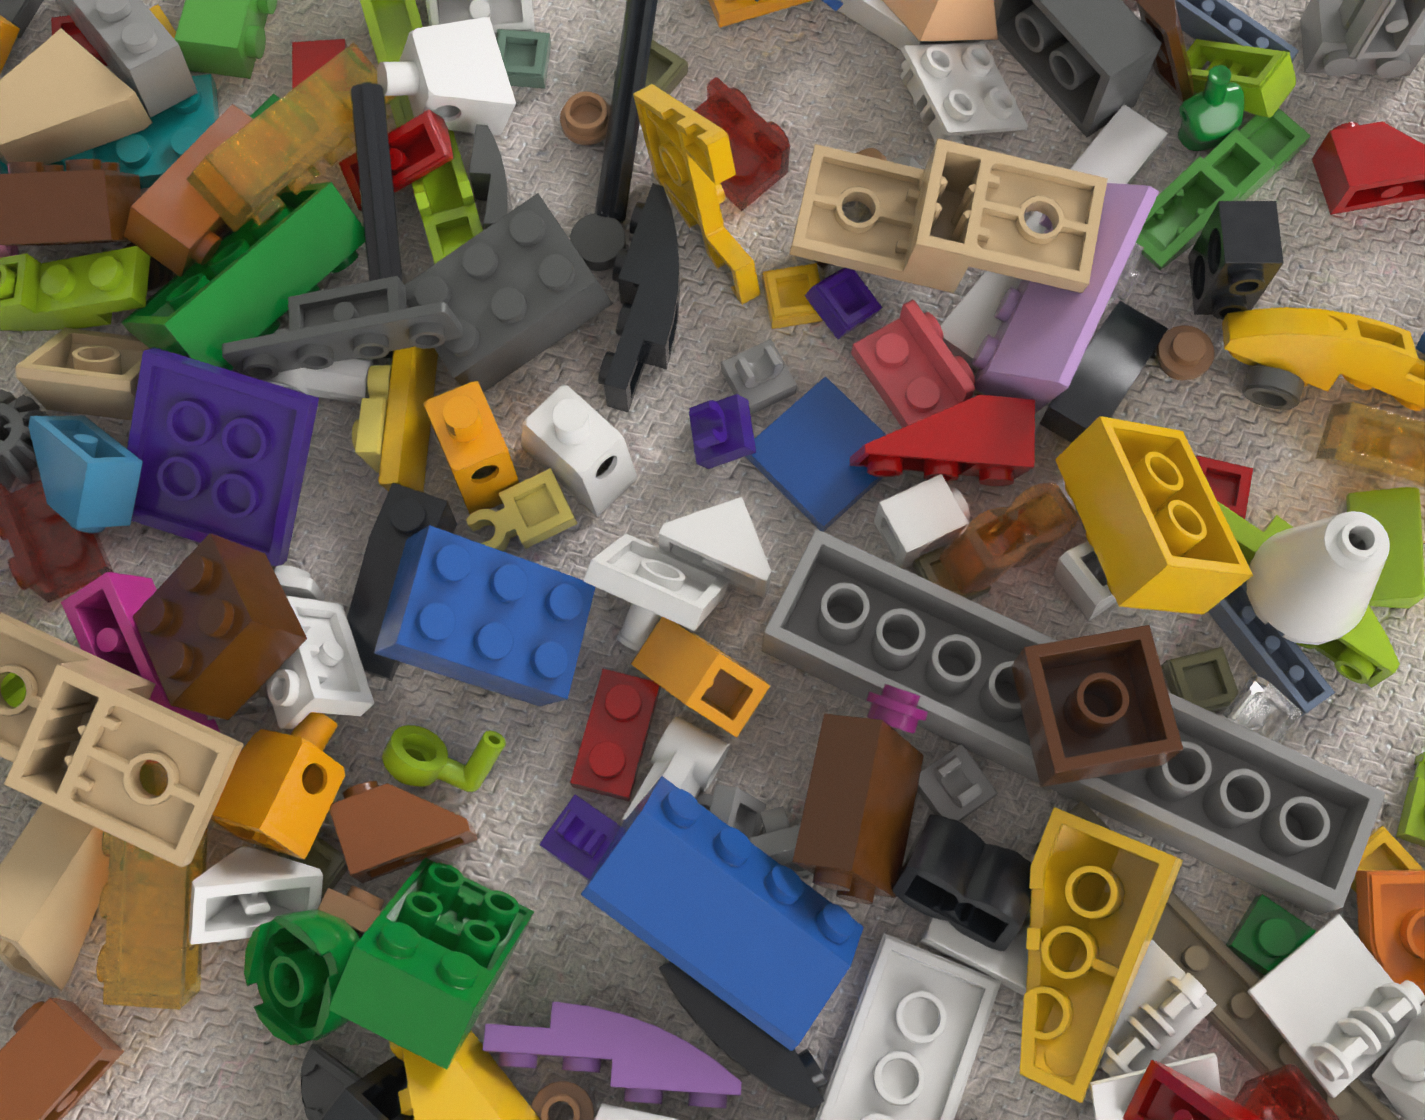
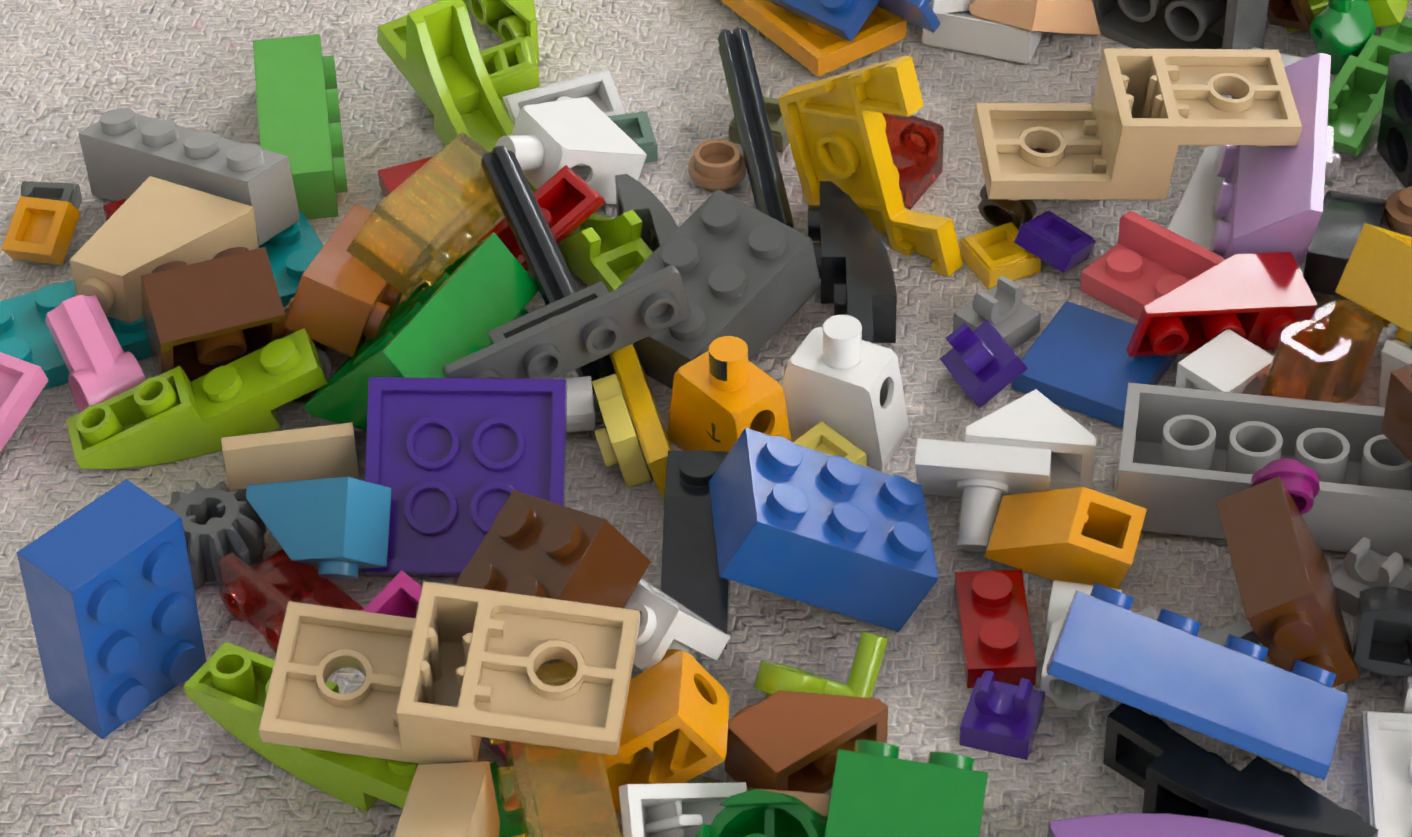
camera: 15 degrees left, 30 degrees down
(959, 90) = (1062, 65): white hinge -> none

